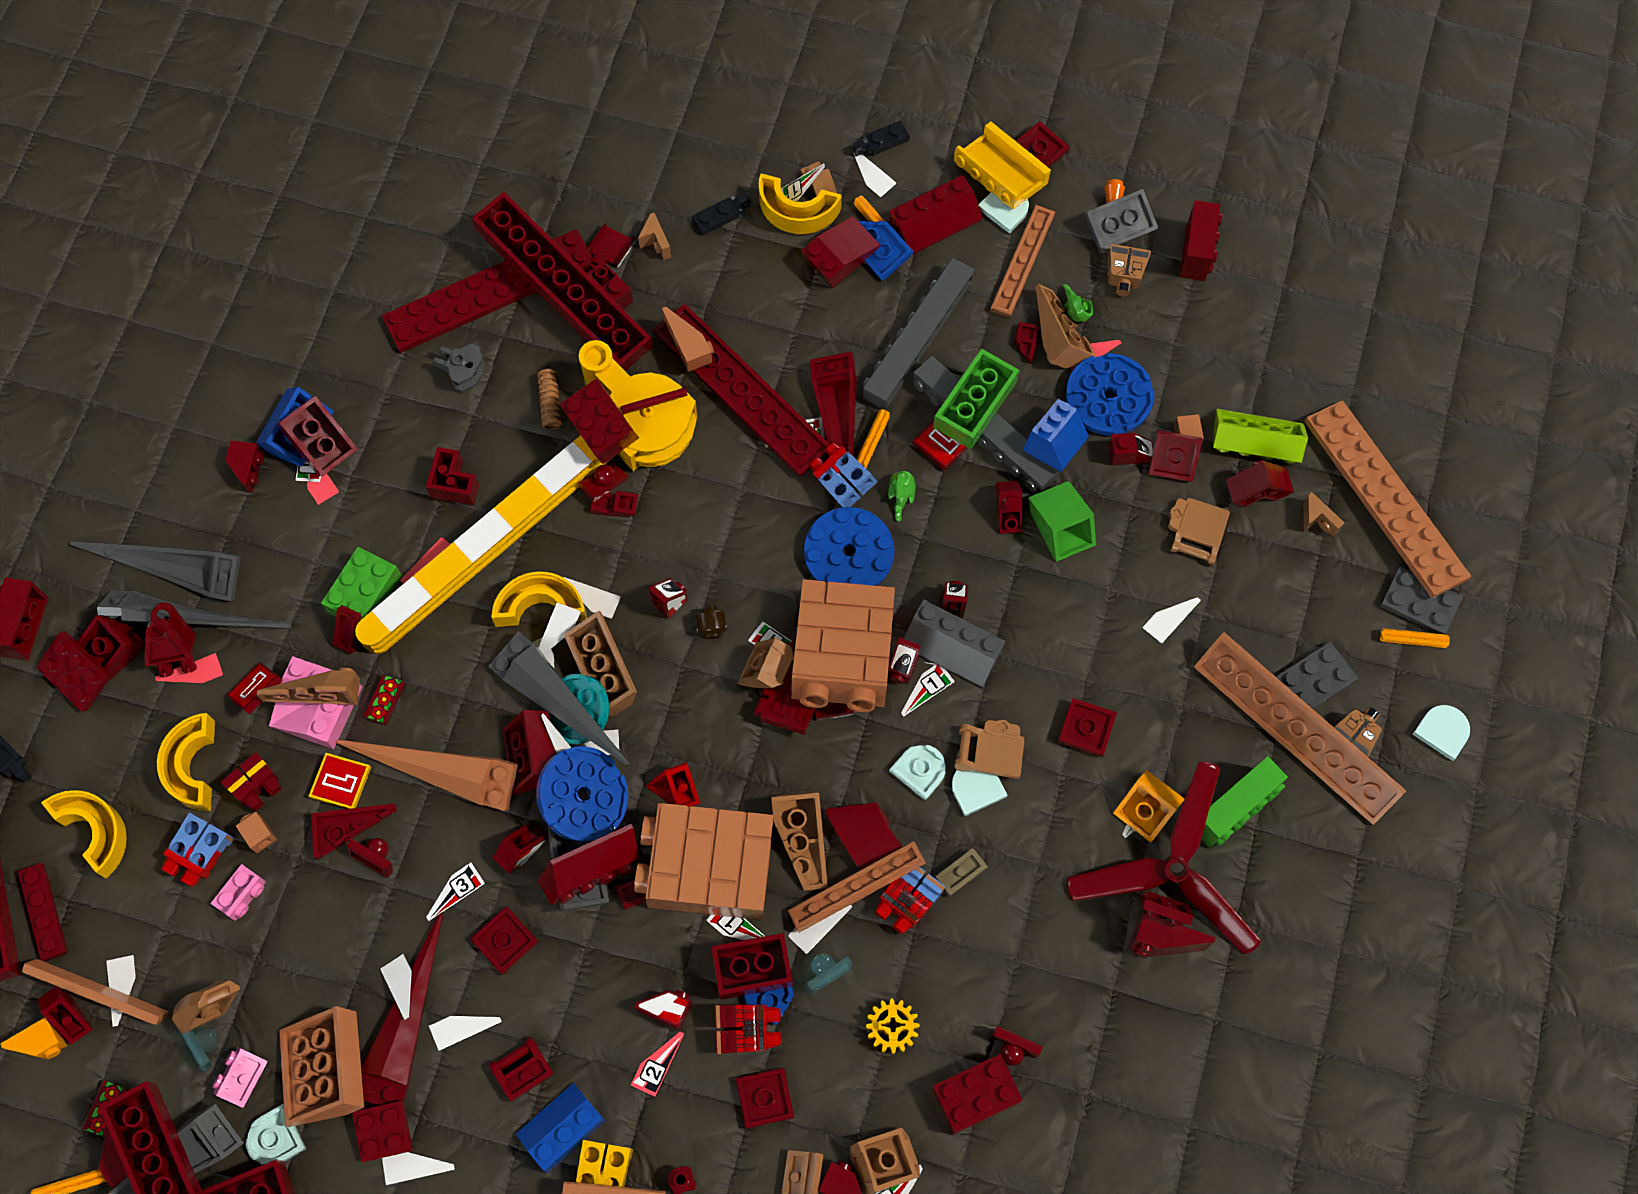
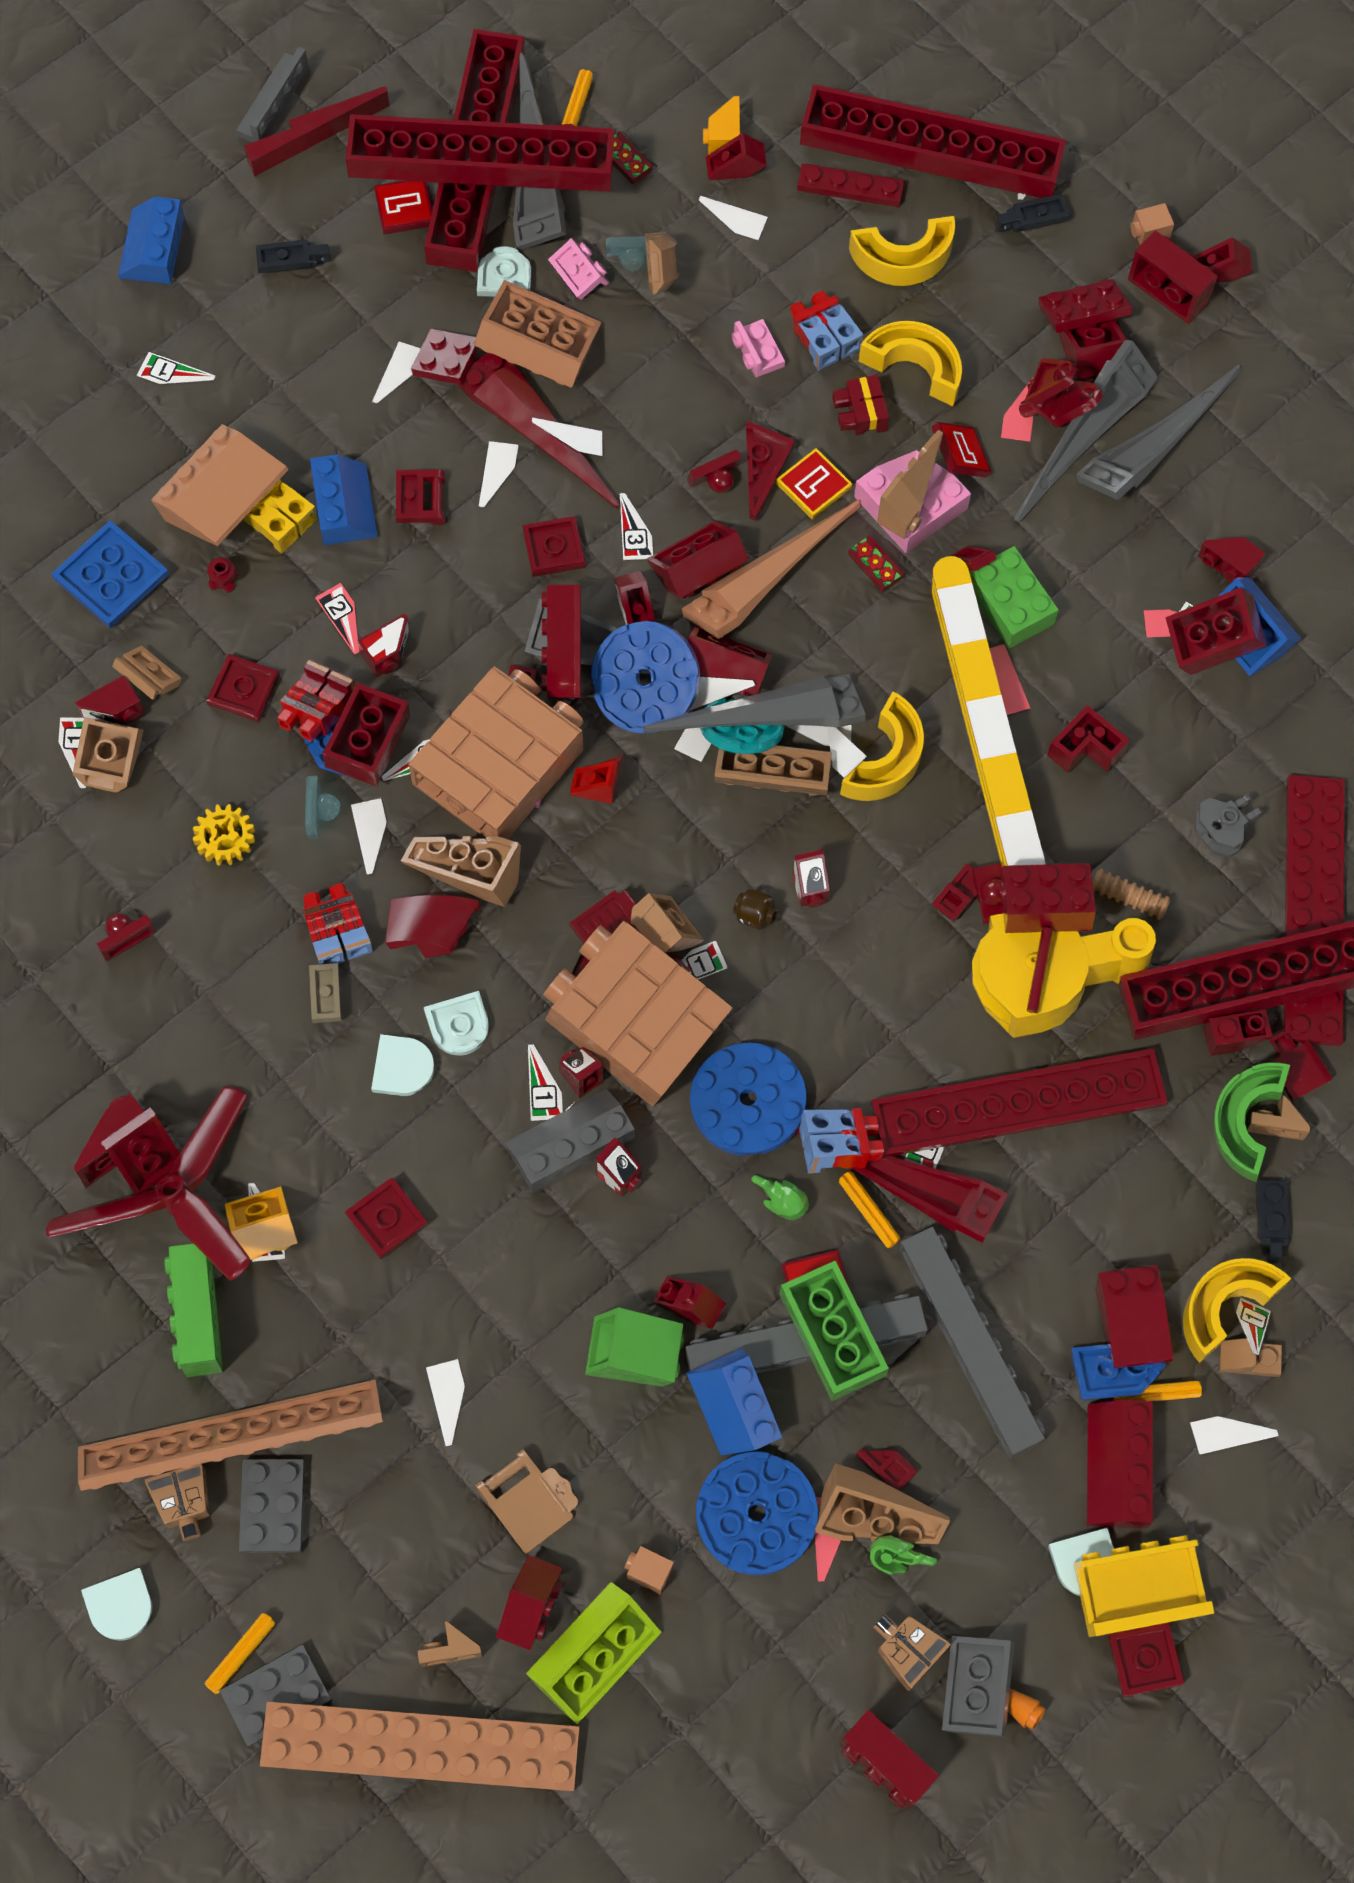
camera: 120 degrees right, 0 degrees up
(95, 991) = (738, 190): nougat tile -> none
(256, 832) = (808, 386): nougat brick -> none
(455, 825) = (698, 559): none -> dark red slope
(597, 599) = (859, 818): white sticker -> none
(664, 261) = (1238, 1096): none -> bright green brick
(689, 341) = (1105, 1069): nougat slope -> none
(856, 887) = (378, 880): nougat tile -> none
(881, 139) = (1271, 1472): black hinge -> none
(976, 1094) = (105, 869): dark red brick -> none
(997, 749) = (425, 1109): medium nougat piece -> none
(1022, 261) = (999, 1535): nougat tile -> none
(1129, 449) = (670, 1489): dark red slope -> none
(1175, 456) = (627, 1527): dark red plate -> none

